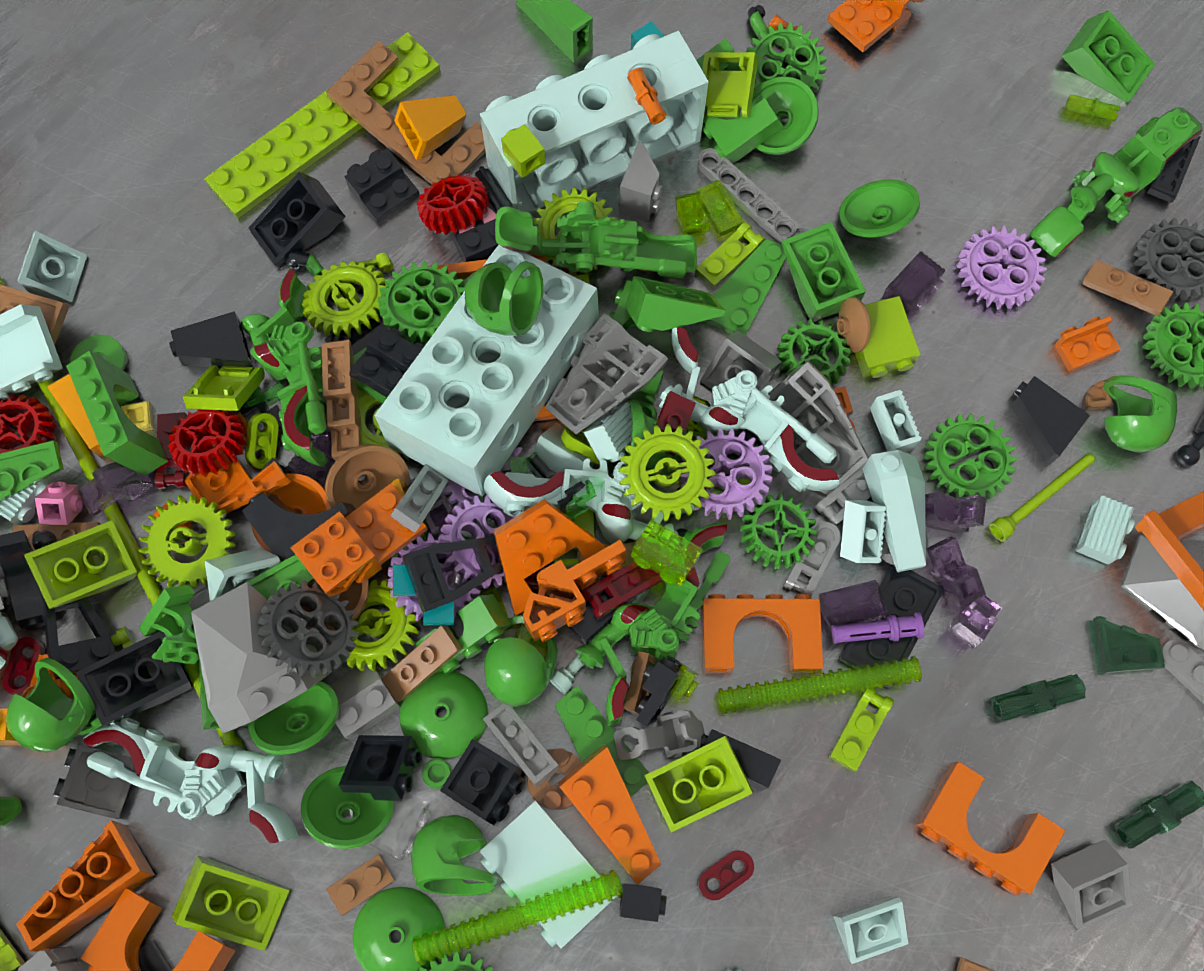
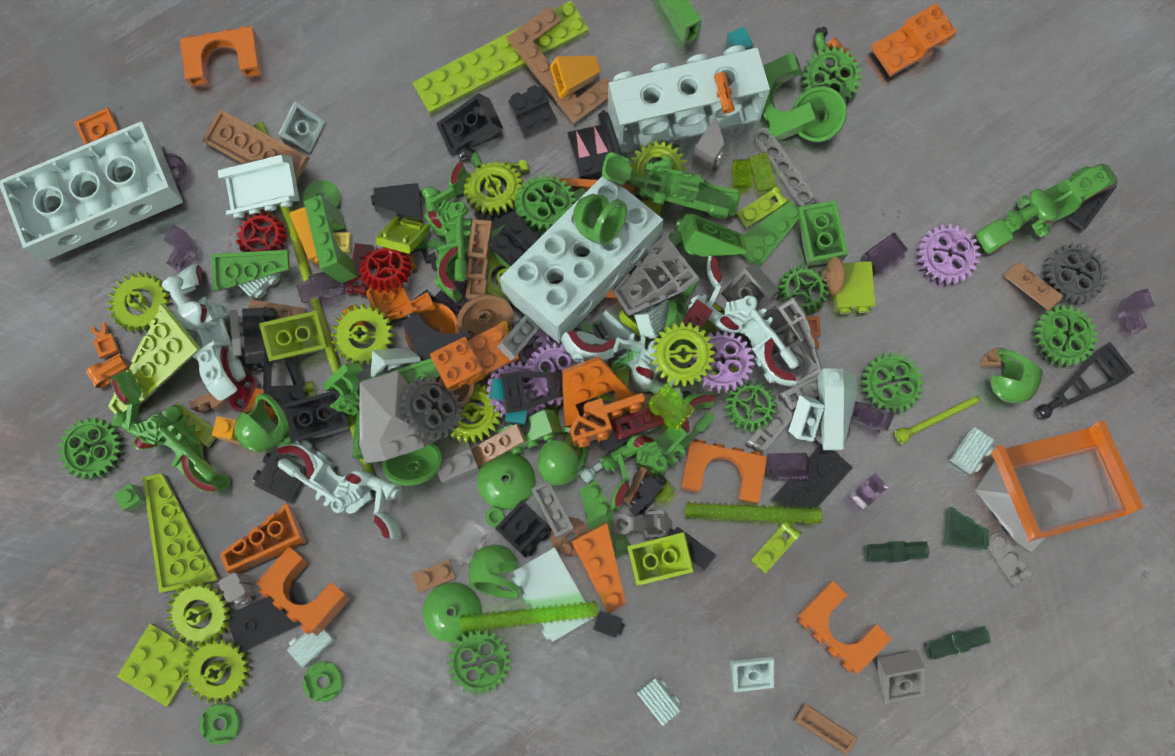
camera: 15 degrees right, 5 degrees up
(58, 503) = (282, 291): bright pink brick -> none
(229, 903) = (350, 570): lime slope -> none
(264, 441) = (421, 275): lime plate -> none
(326, 806) = (435, 517): bright green dish -> none
(381, 766) = (461, 505): black plate -> none
(453, 204) = (578, 135): red gear -> none
(523, 150) = (632, 116): lime brick -> none
(725, 875) = (666, 620): dark red plate -> none
(729, 90) = (785, 90): lime container -> none
(879, 208) = (873, 195): bright green dish -> none
(891, 628) = (811, 486): medium lavender pin -> none
(895, 422) = (847, 349): light aqua brick -> none
(951, 572) = (861, 459): clear purple brick -> none
(1047, 417) = (953, 365): black slope -> none
(1087, 344) = (995, 320): orange bracket -> none
(1092, 107) = (1045, 149): clear neon green axle -> none
(1109, 56) = (1067, 114): bright green slope -> none

